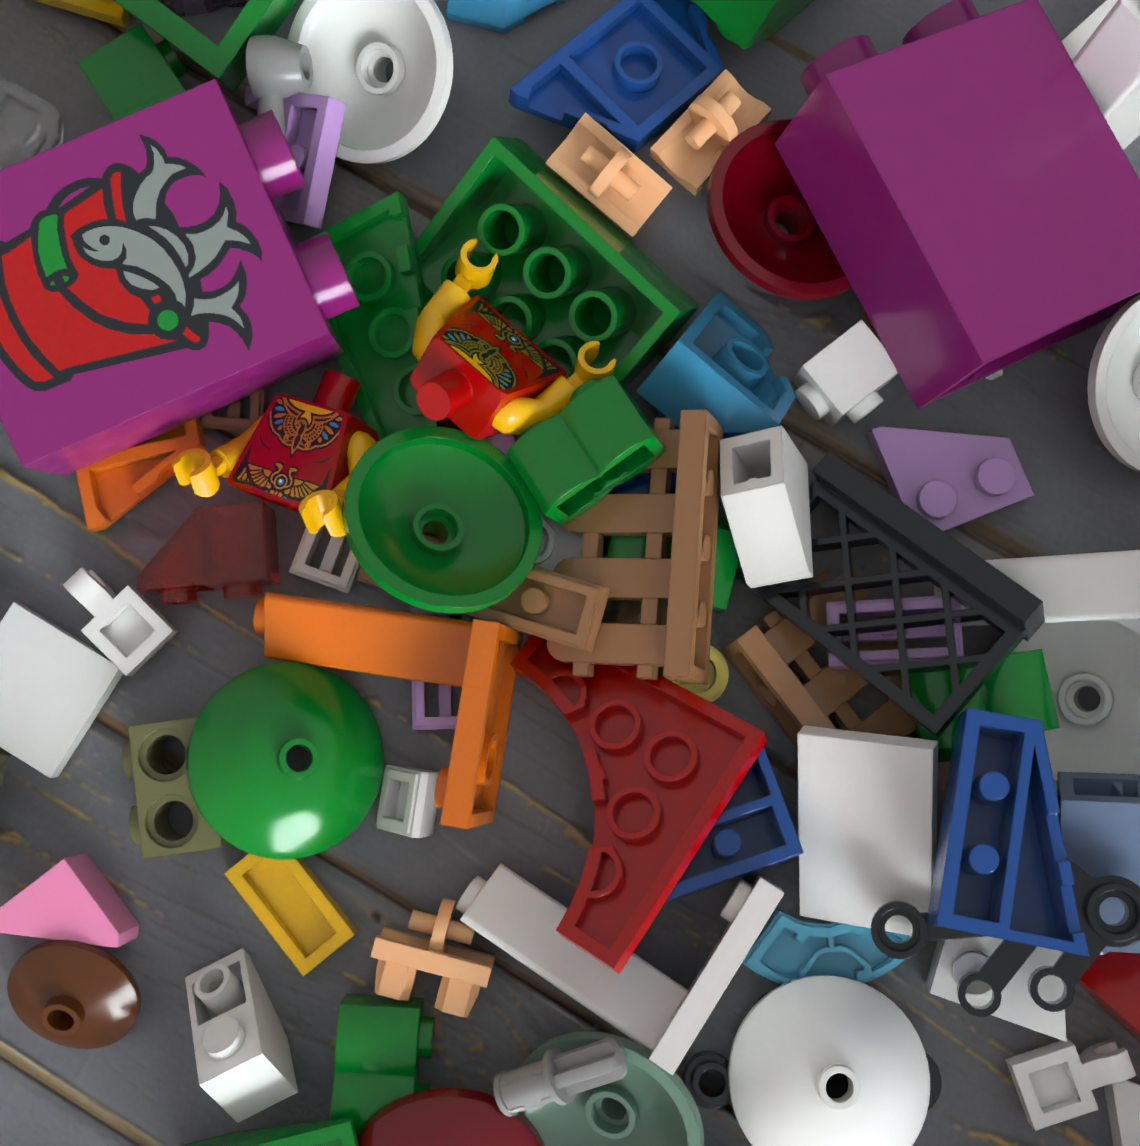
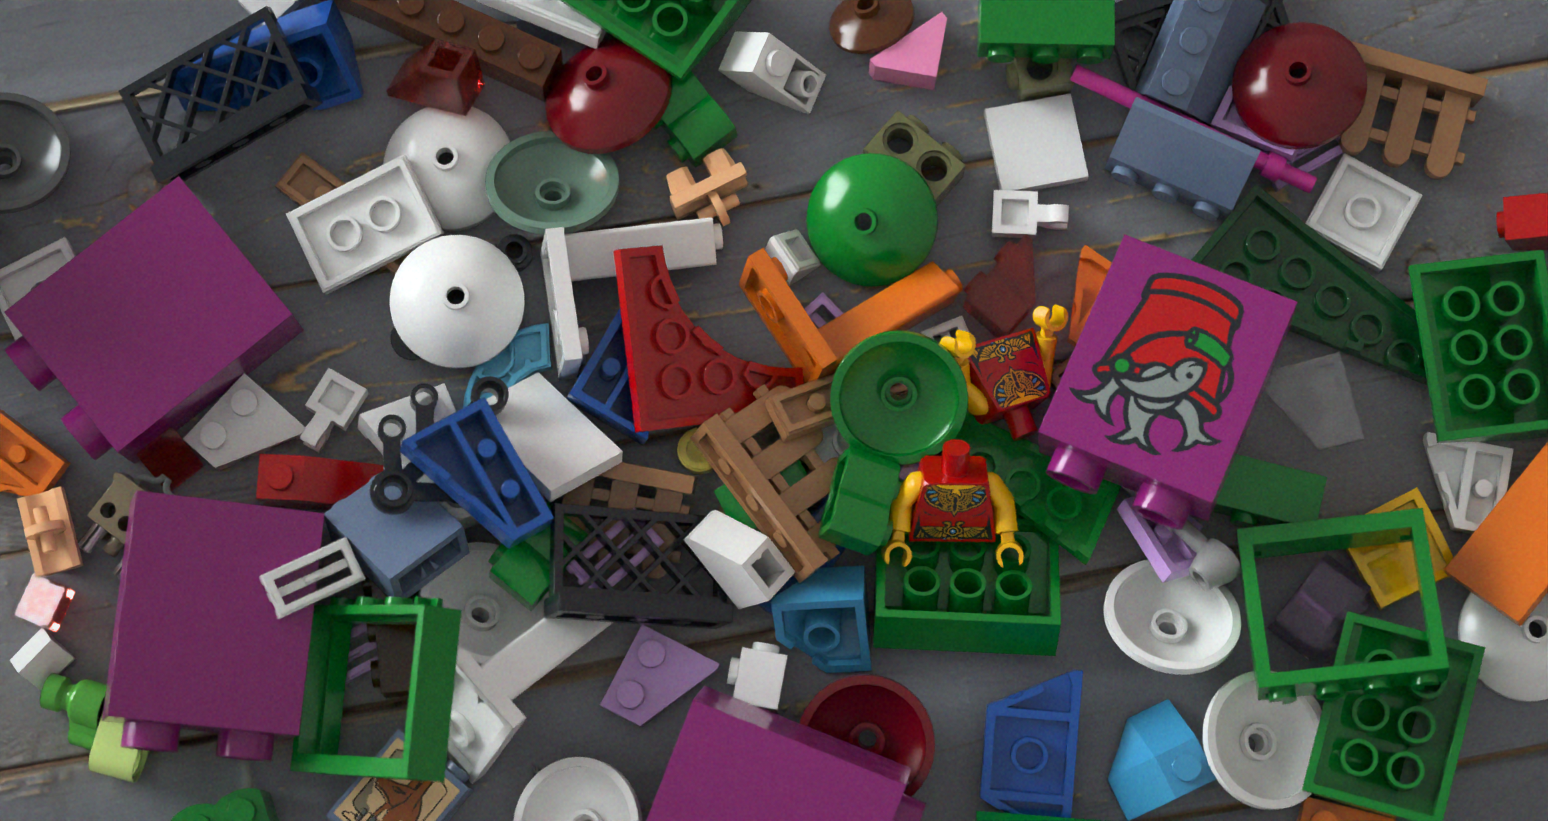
camera: 140 degrees right, 5 degrees down
(292, 908) = (801, 153): yellow tile -> none
(559, 1076) = (598, 184): light grey axle -> none
(608, 175) = (986, 671): light nougat hips -> none
(705, 130) = (955, 750): light nougat hips -> none

